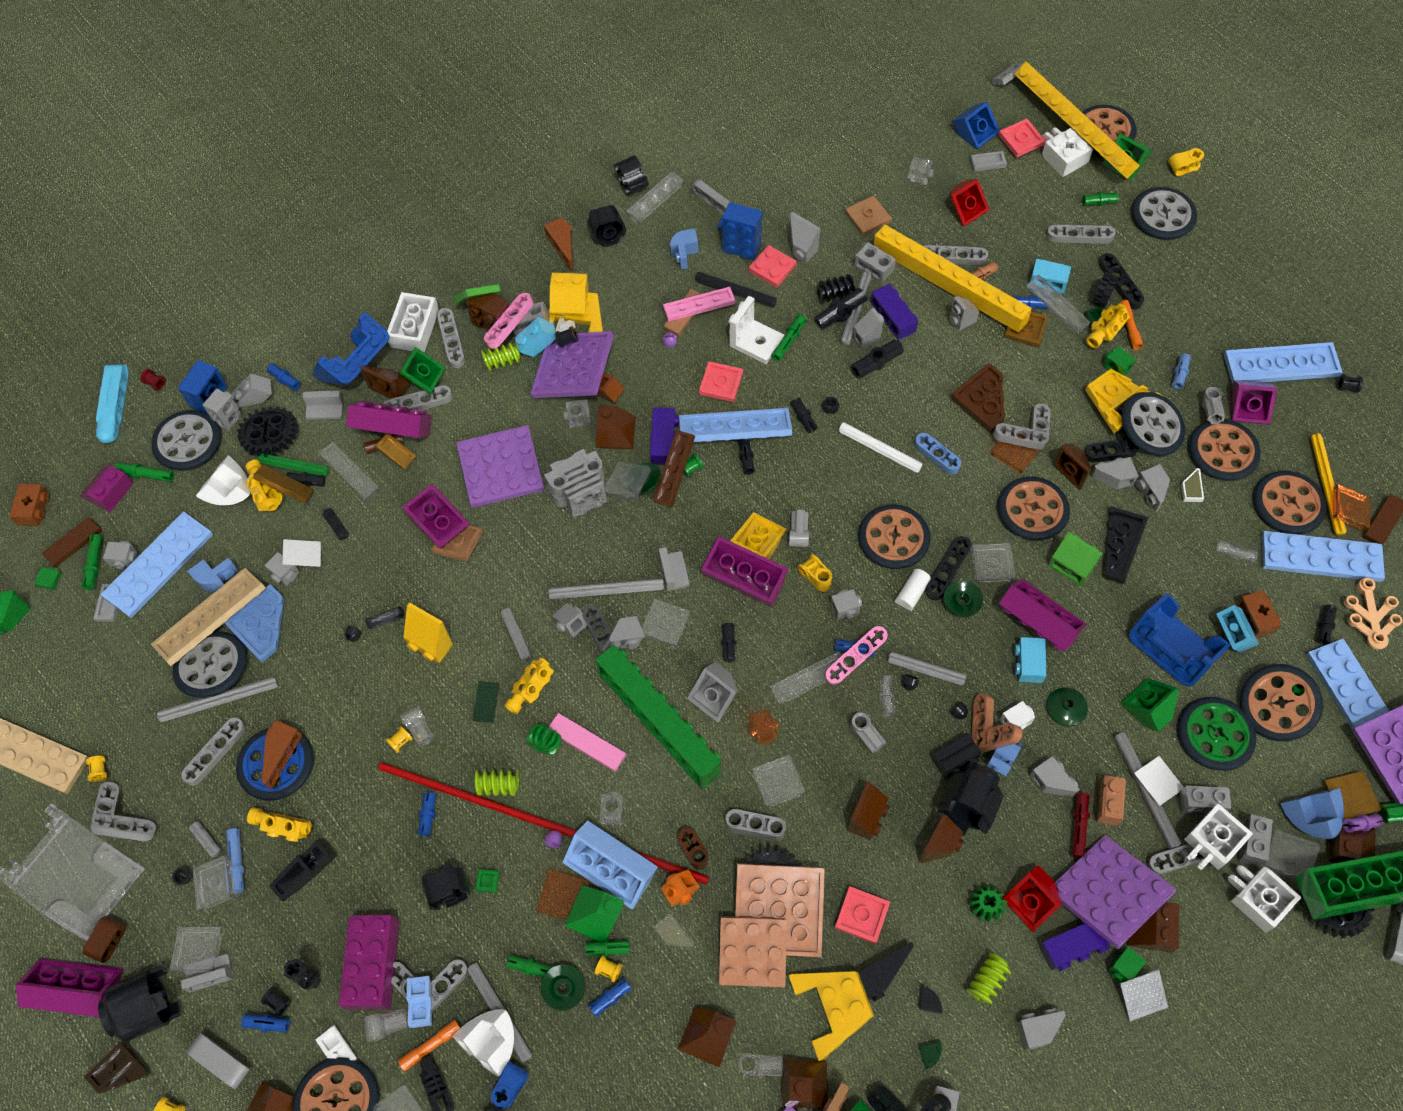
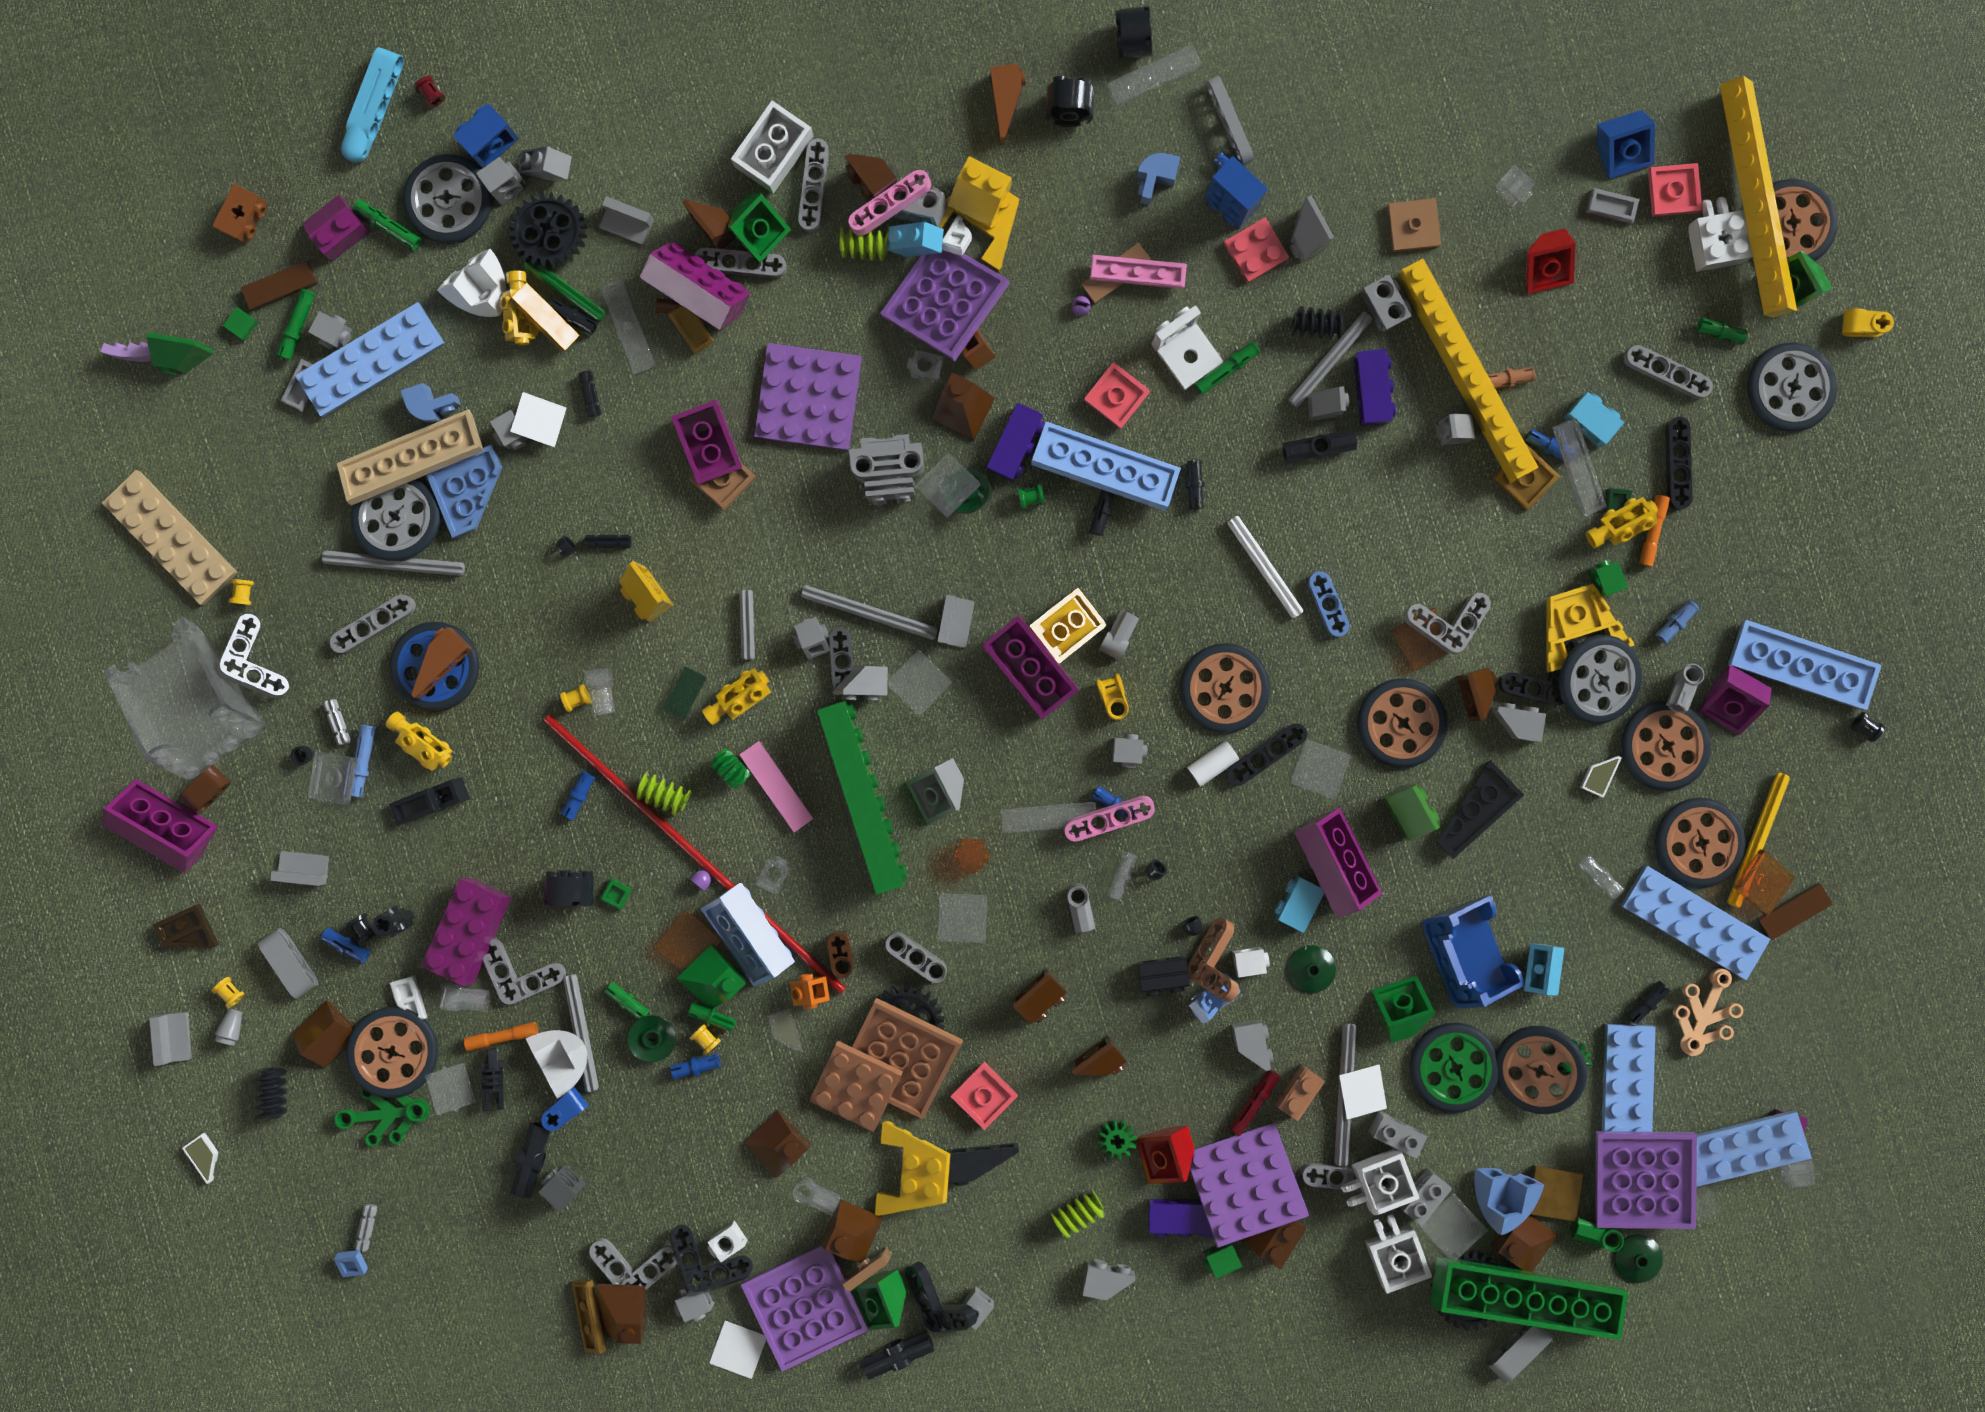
camera: 20 degrees right, 25 degrees up
(137, 1005) = (221, 882): black piece -> none
(196, 949) = (296, 839): clear tile -> none
(283, 377) = (590, 156): blue pin -> none
(369, 338) = (686, 175): blue windscreen -> none
(419, 1002) = (504, 992): light blue slope -> none
(460, 299) = (862, 145): bright green tile -> none
(566, 336) = (951, 258): black bush -> none
(674, 468) = (1007, 497): reddish brown plate -> none
(728, 642) = (978, 738): black axle -> none
(736, 289) = (1184, 256): black axle -> none
(830, 401) = (1239, 485): black plate -> none
(840, 308) = (1308, 357): black piece -> none
(927, 668) = (1182, 862): light grey axle -> none
(930, 1001) = (1010, 1206): black tile -> none
(930, 1054) = (987, 1253): dark green tile -> none
(953, 251) = (1493, 329): light grey beam -> none
(966, 591) = (1274, 804): dark green dish -> none
(972, 798) = (1153, 1030): black piece -> none
(983, 397) = (1421, 553): reddish brown plate -> none
(1006, 75) = (1714, 76): light grey tile -> none
(1105, 289) = (1648, 473): black tyre -> none
(1144, 995) = (1224, 1293): sticker -> none
(1154, 485) = (1555, 759): light grey slope -> none
(1260, 613) = (1578, 948): dark orange brick -> none
(1362, 822) = (1545, 1228): medium lavender pin -> none

